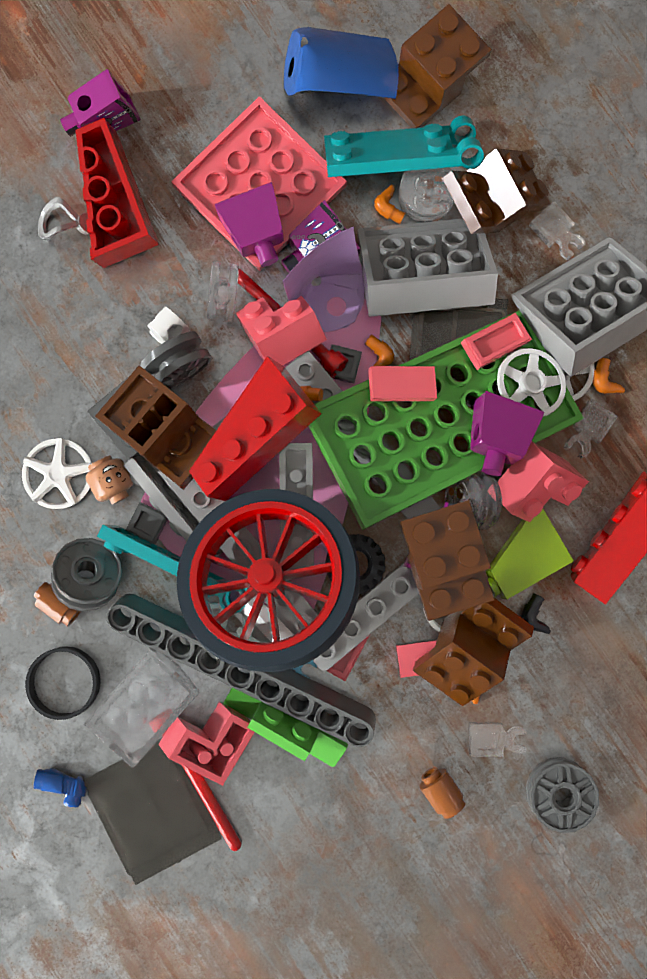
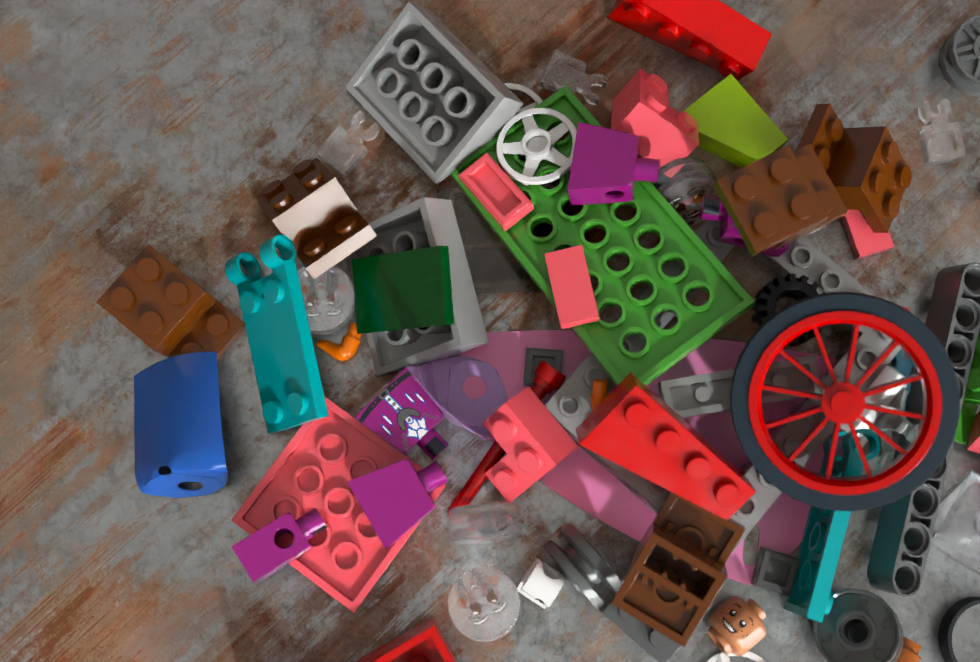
camera: 95 degrees left, 5 degrees down
(161, 282) = (484, 603): none -> clear head
(162, 497) = (755, 545): light grey plate -> none
(228, 113) = (260, 551): none -> magenta torso
(382, 349) = (521, 322): orange animal -> none
(421, 250) = (403, 290): none -> dark green tile
(531, 611) = (792, 116): black animal -> none
(601, 380) = (514, 74): orange animal -> none

